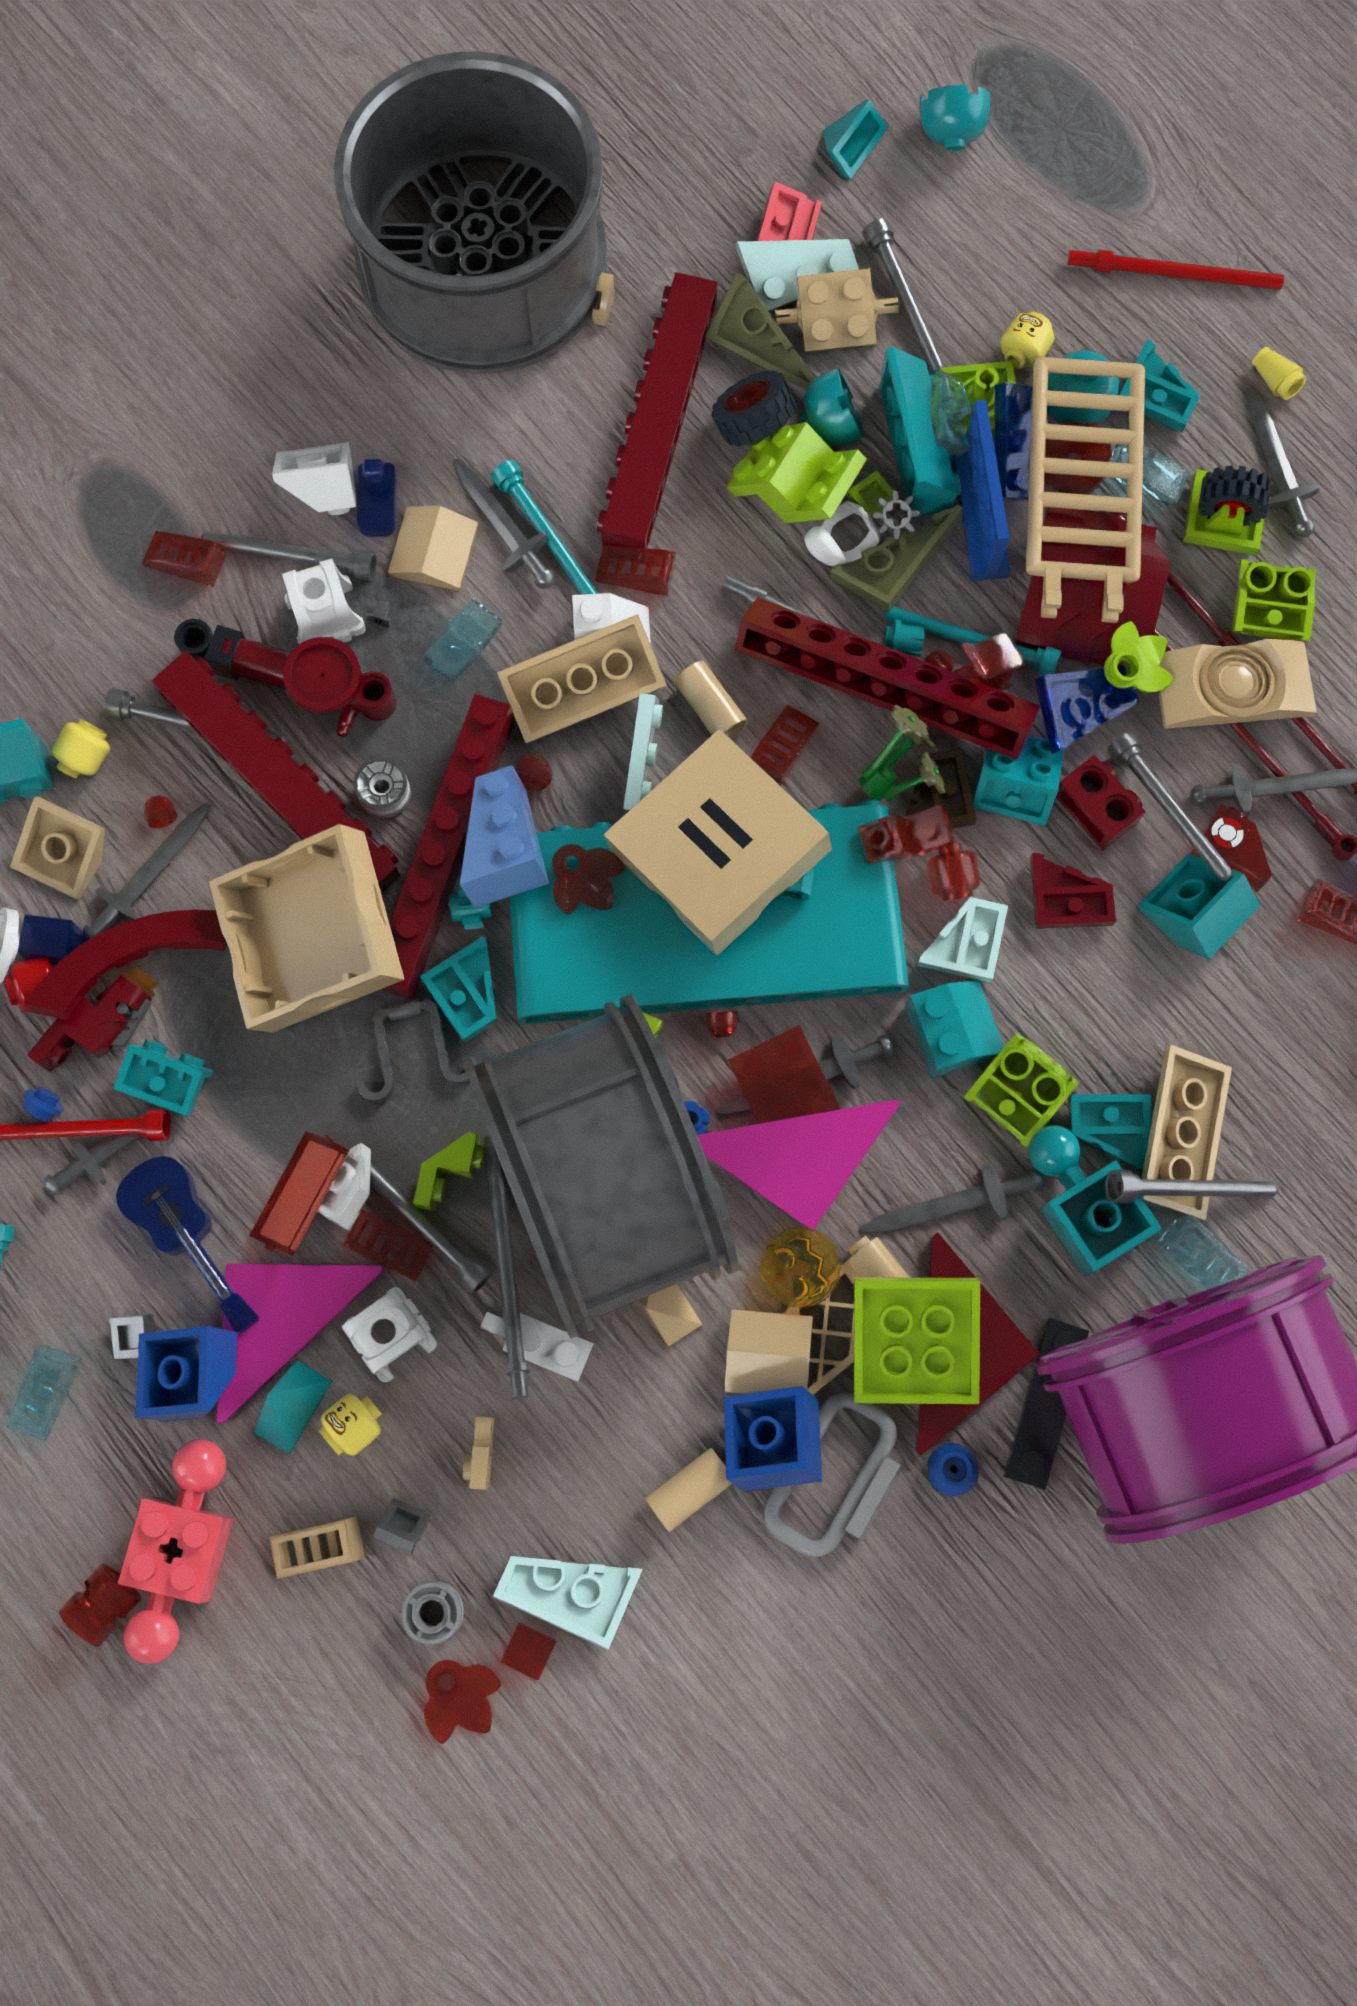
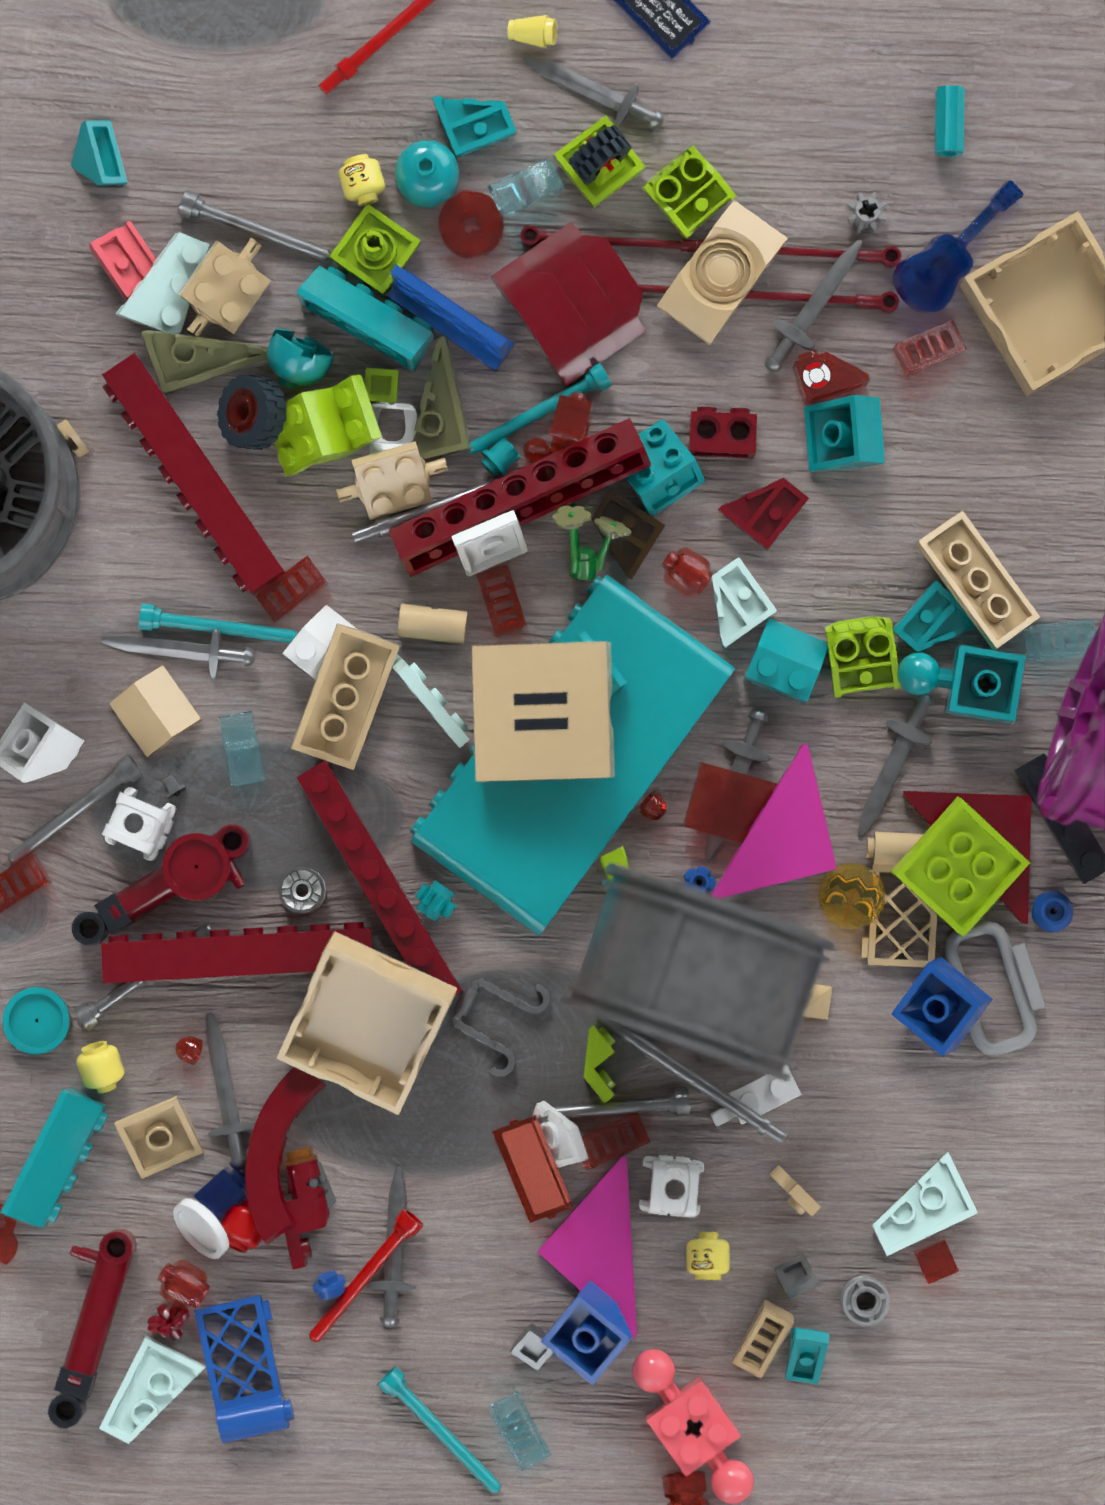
camera: 50 degrees left, 10 degrees up
(73, 651) = (21, 1024): none -> teal piece
(162, 1077) = (379, 1193): teal bracket -> none
(165, 1203) = (462, 1260): clear blue piece -> none
(291, 1406) = (663, 1283): teal slope -> none
(333, 1601) = (806, 1355): none -> teal slope
(376, 498) = (85, 719): clear blue piece -> none
(464, 989) = (488, 952): teal wing -> none
(464, 1703) = (931, 1329): clear red plate -> none
(501, 841) = (417, 846): medium blue wedge -> none
(534, 772) = (379, 782): clear red plate -> none
(589, 882) = (491, 812): clear red plate -> none
(689, 1490) = (926, 1083): tan pin -> none
(767, 1351) = (886, 962): tan slope -> none
(802, 565) = (392, 480): none -> tan plate
(823, 685) = (490, 543): none -> white tile
(902, 506) = (422, 387): light grey gear -> none
(906, 837) = (639, 582): clear red slope -> none
(947, 409) = (366, 282): clear light blue slope -> none
(954, 115) = (151, 73): teal cylinder -> none
(1013, 438) = (428, 253): clear blue wing -> none
(1079, 703) = (648, 384): clear blue wing -> none
(1124, 1187) = (982, 656): flat silver piece -> none
(1127, 752) = (705, 384): flat silver piece -> none
(1132, 471) = (466, 265): tan bar -> none
(1140, 658) = (653, 320): lime plate -> none

